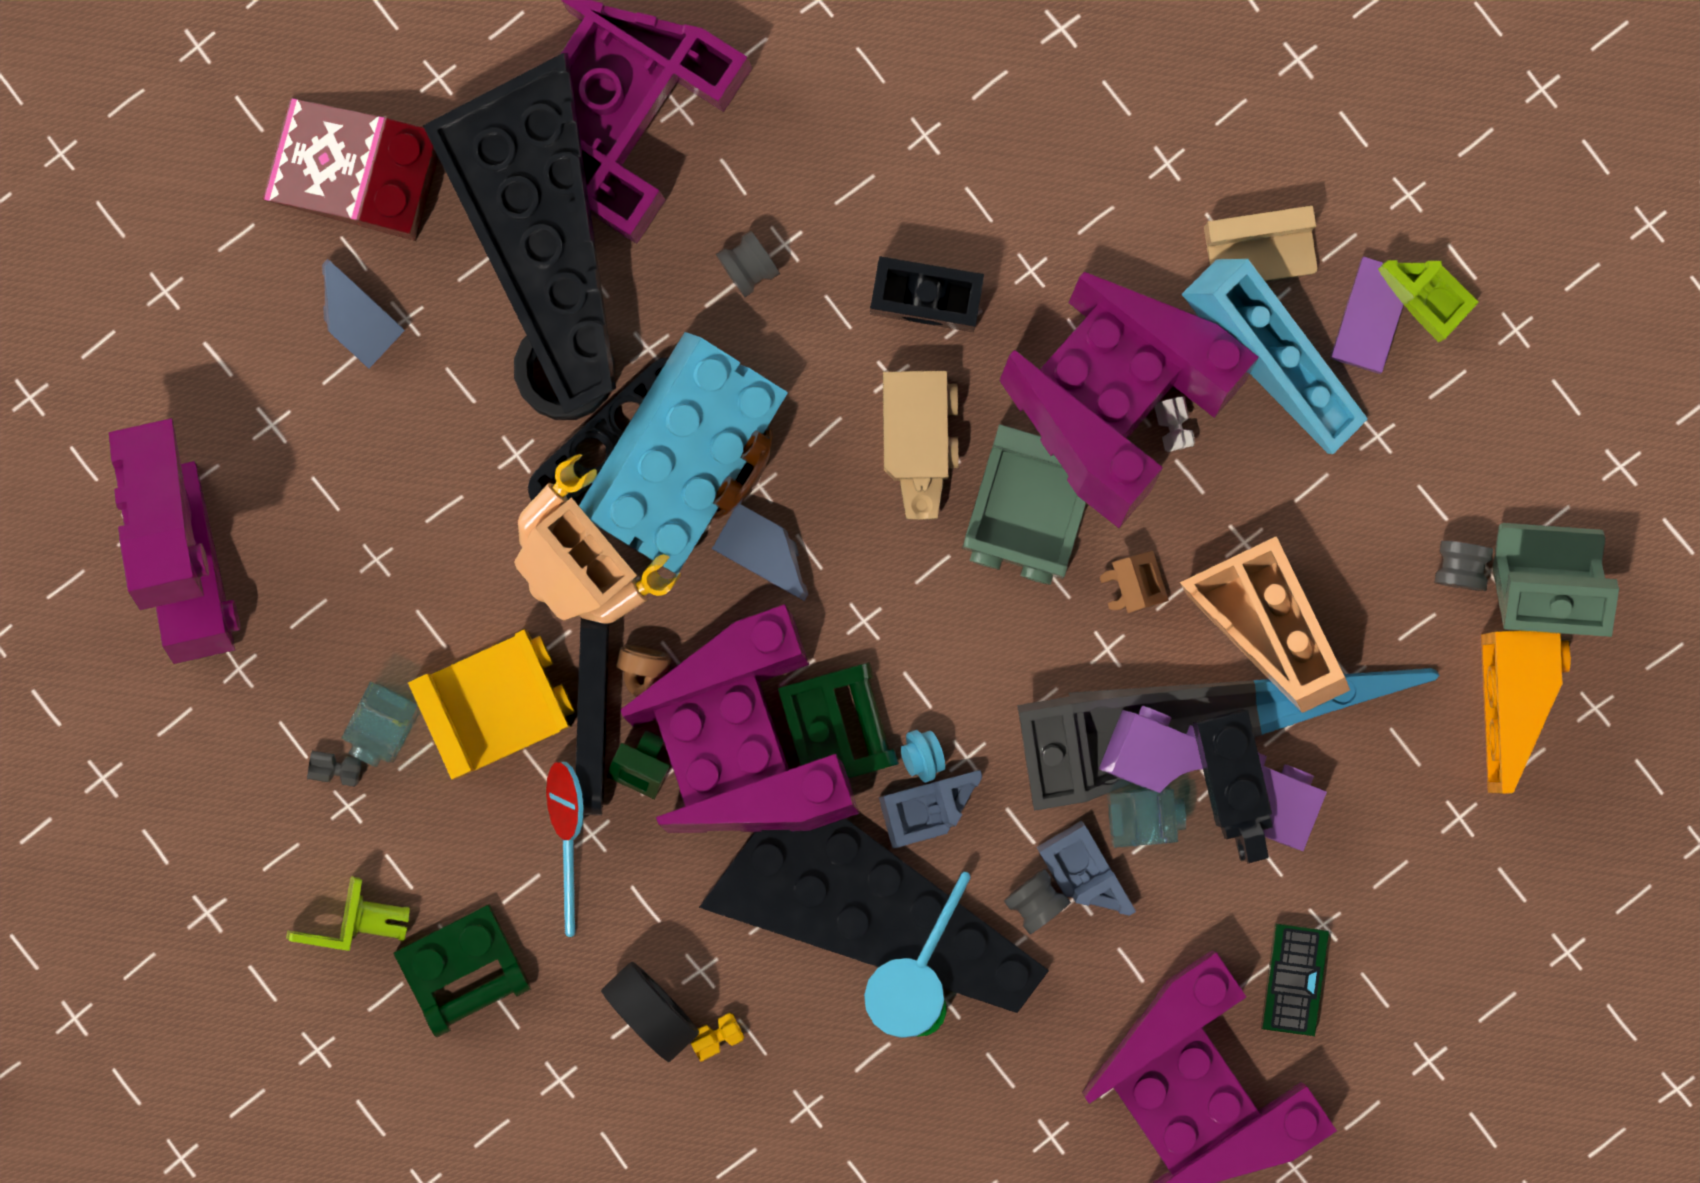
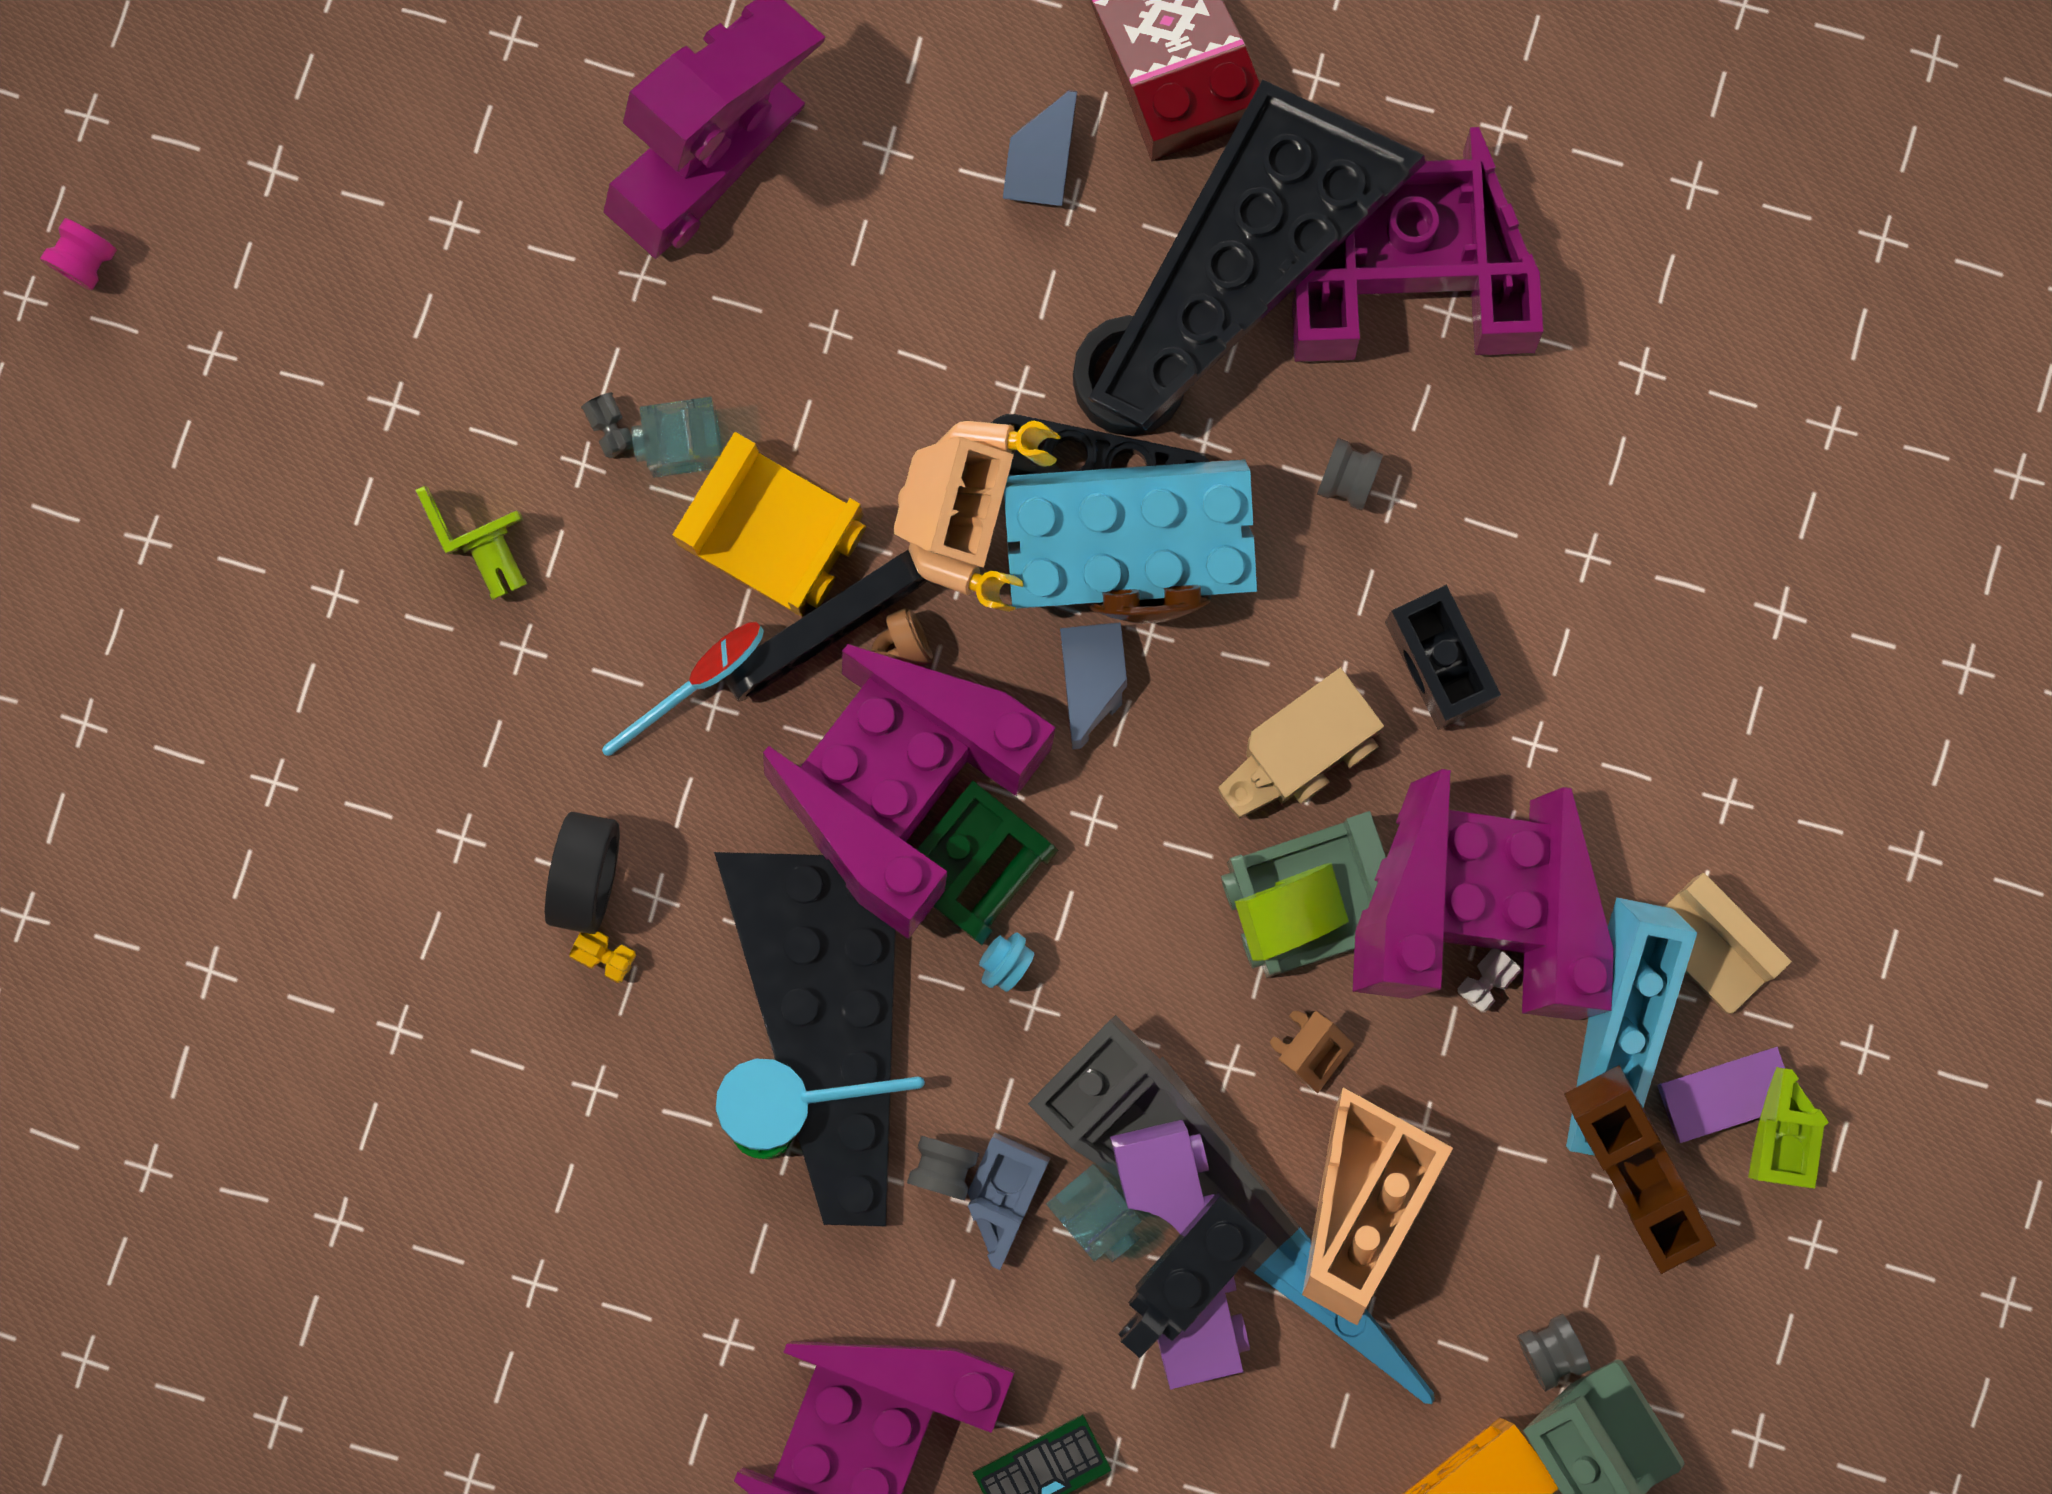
camera: 60 degrees right, 5 degrees down
(454, 954) = (511, 656): dark green plate -> none
(640, 766) = (808, 705): dark green tile -> none
(927, 809) = (957, 1002): sand blue slope -> none
(1033, 529) = (1292, 912): none -> lime slope
(1381, 415) = (1640, 1169): none -> reddish brown arch

